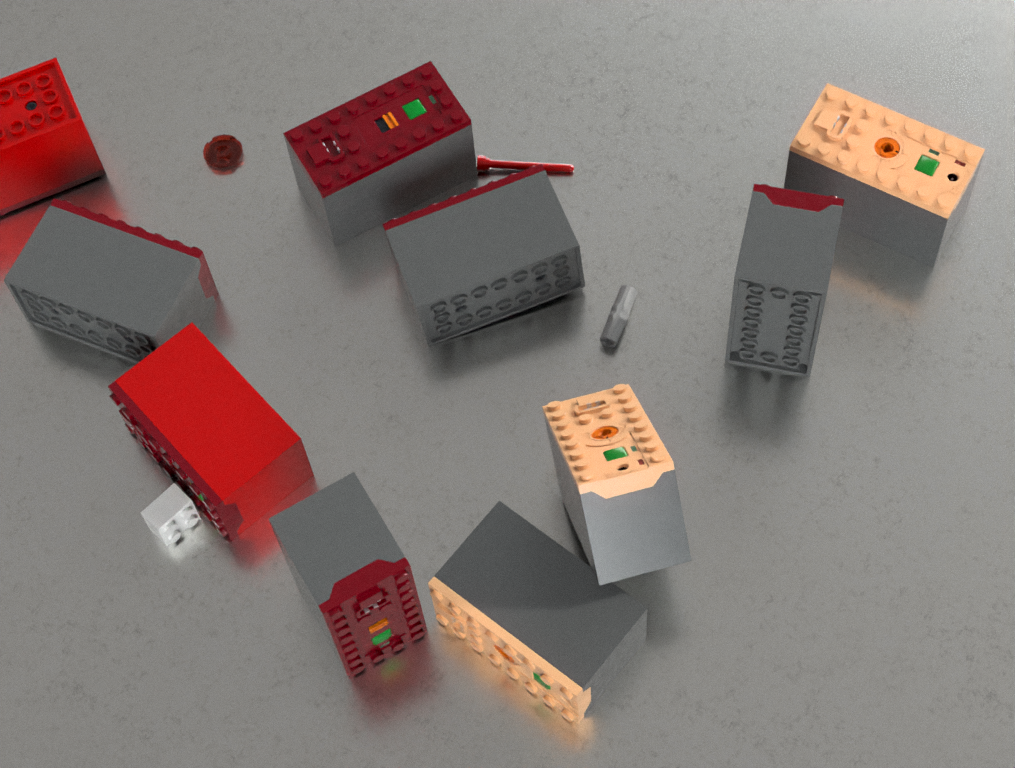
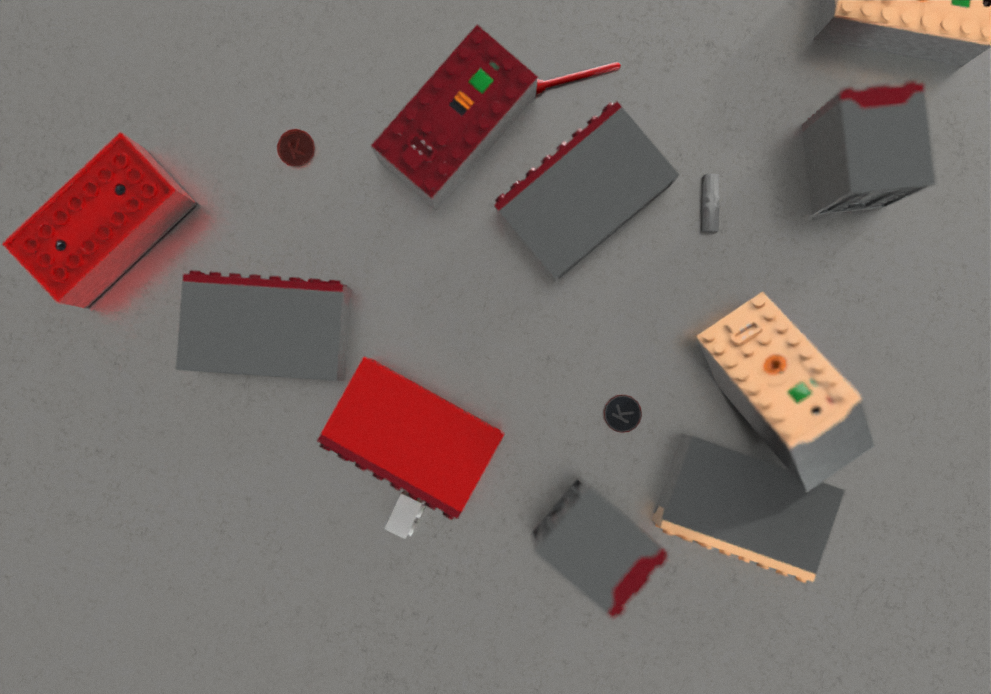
camera: 25 degrees left, 25 degrees up
(446, 493) = (622, 413): none -> black tile

